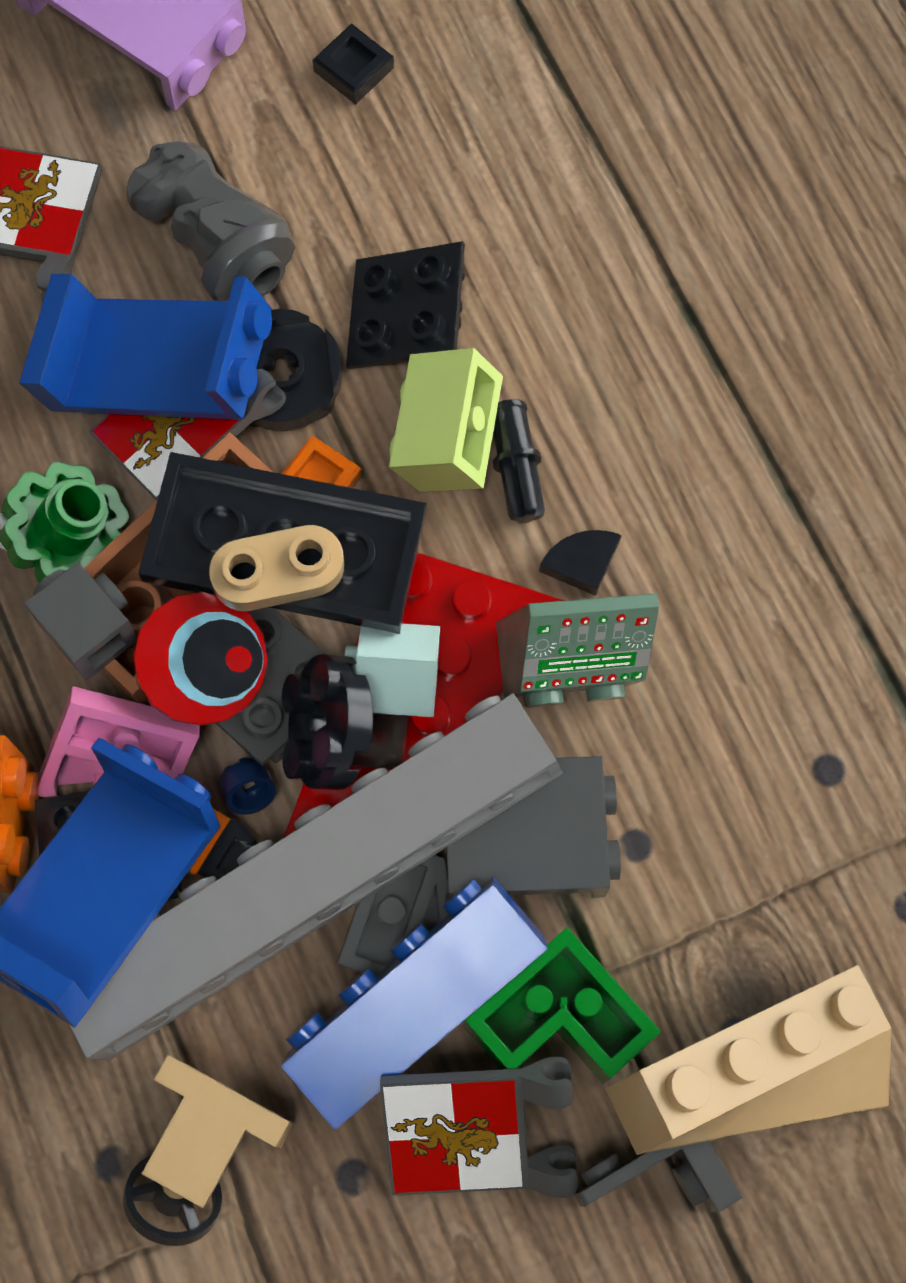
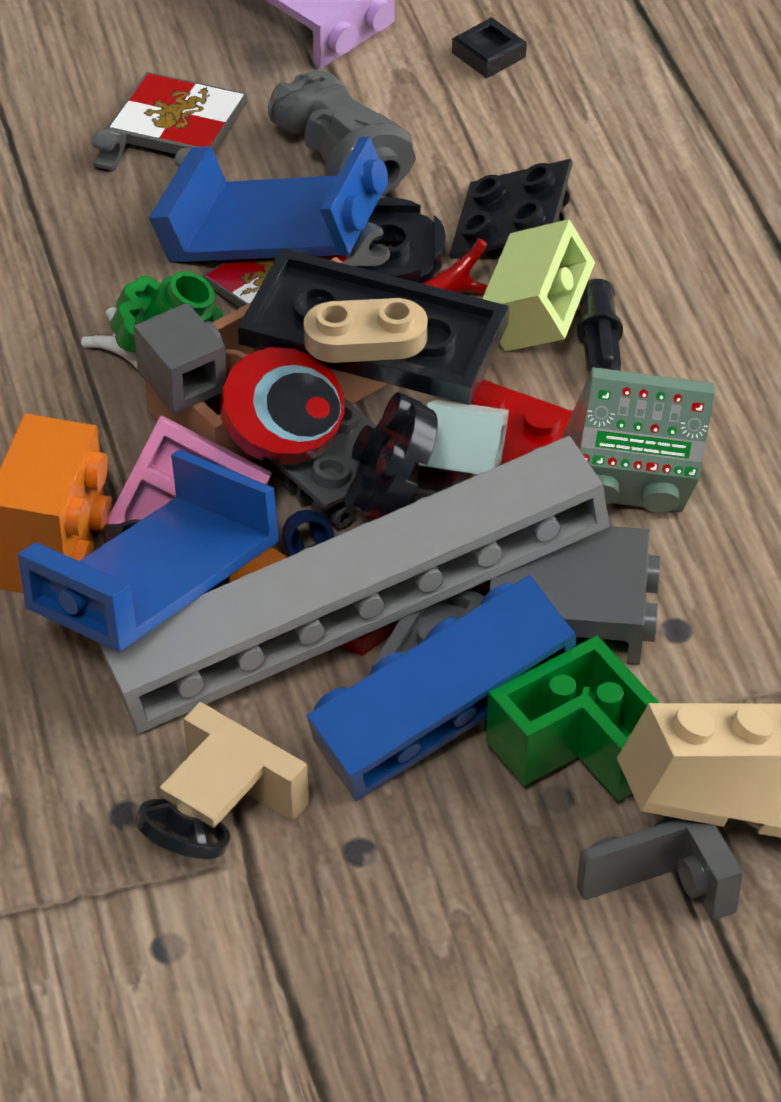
camera: 10 degrees right, 25 degrees down
(354, 408) = (458, 277): none -> red bar
(471, 1130) = (473, 799): flag -> none

